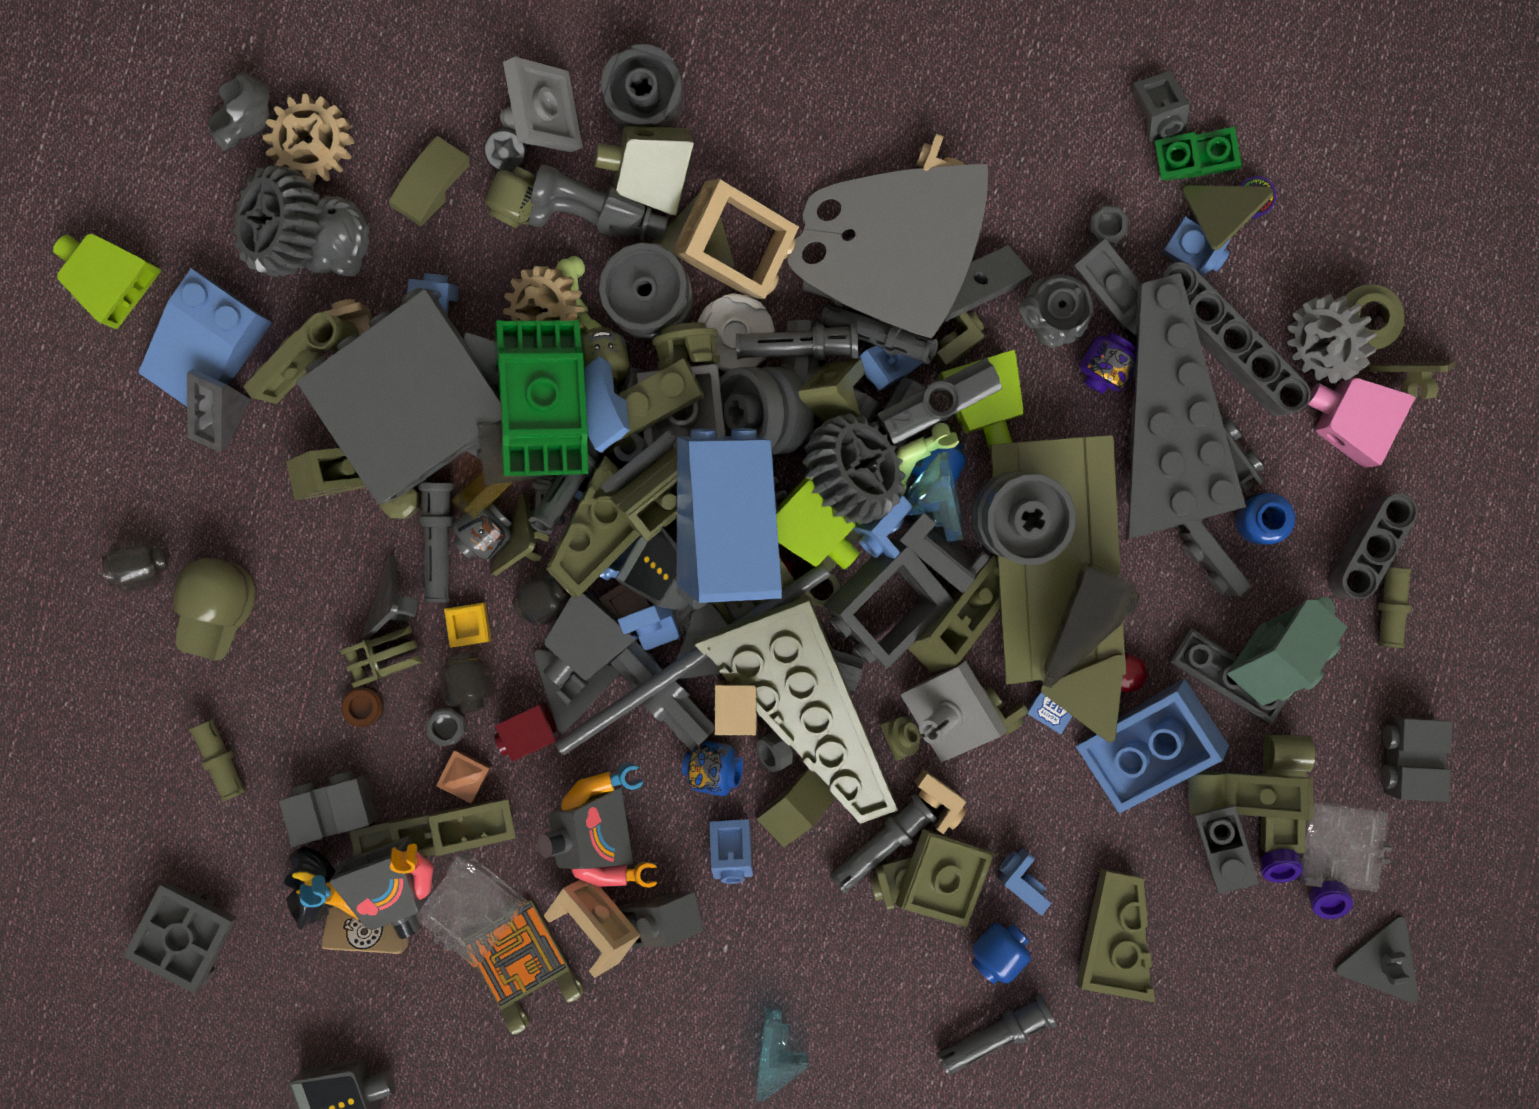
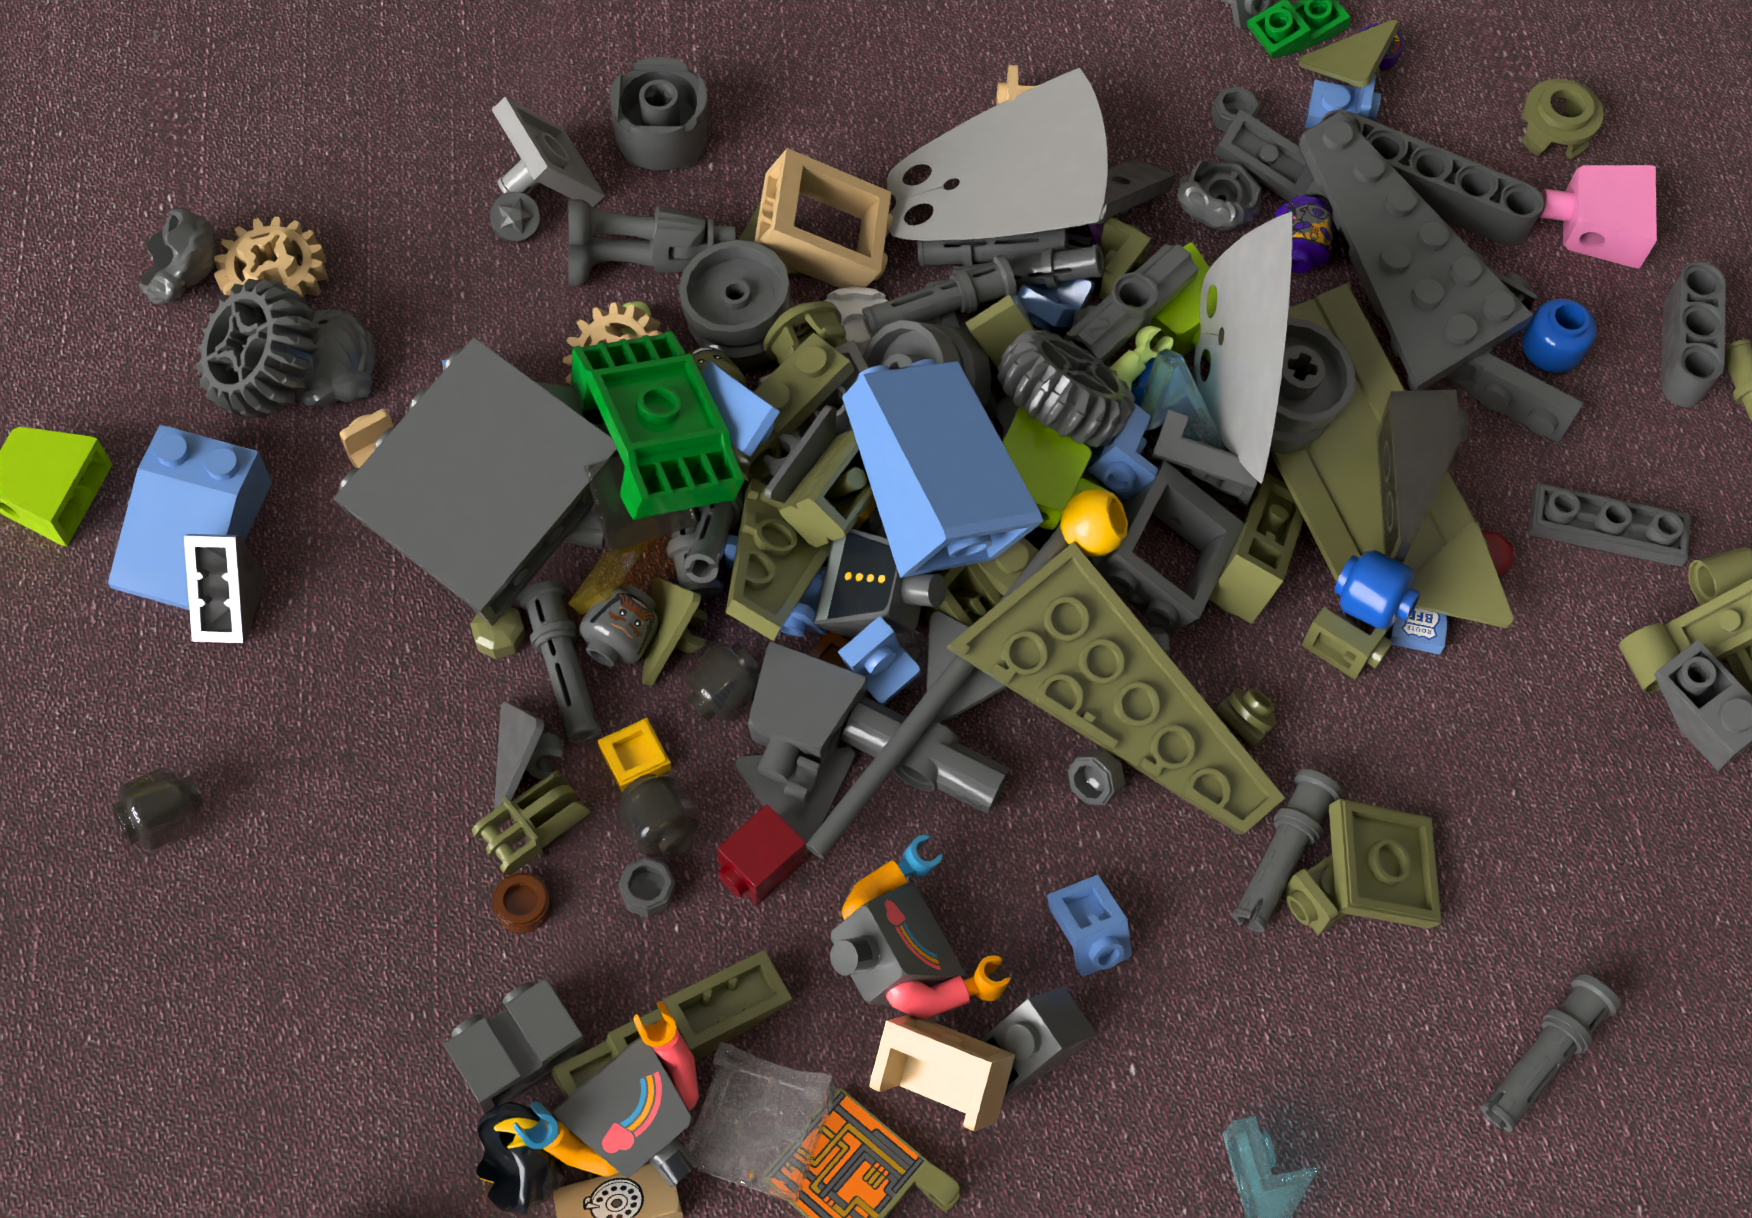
camera: 20 degrees left, 25 degrees down
(212, 604) = (285, 791): olive piece -> none
(217, 760) = (335, 1034): olive pin -> none
(296, 352) = (310, 503): olive plate -> none
(322, 474) = (401, 615): olive slope -> none
(427, 179) = (429, 272): olive slope -> none
(463, 776) = (690, 948): nougat tile -> none
(511, 196) = (540, 258): olive head -> none
(648, 164) = (695, 173): torso -> none
(713, 768) = (1025, 822): head -> none
(735, 709) = (1028, 724): tan panel -> none
(797, 808) = (1152, 845): olive slope -> none
(832, 586) = (1094, 522): none -> yellow piece
(938, 793) = (1337, 760): tan bracket -> none
(953, 712) = (1302, 652): light grey tile -> none
(996, 490) = (1248, 366): none -> light grey piece
(1001, 953) = (1501, 934): blue head -> none
(1022, 693) = (1377, 589): none -> blue head
(1025, 888) = (1484, 843): medium blue bracket -> none
(1115, 942) = (1637, 879): olive wing -> none
(1155, 747) = (1563, 624): medium blue slope -> none
(1289, 651) = (1664, 453): sand green hinge -> none
(1333, 358) = (1551, 144): light grey gear -> none
(1417, 375) = (1647, 143): olive piece -> none

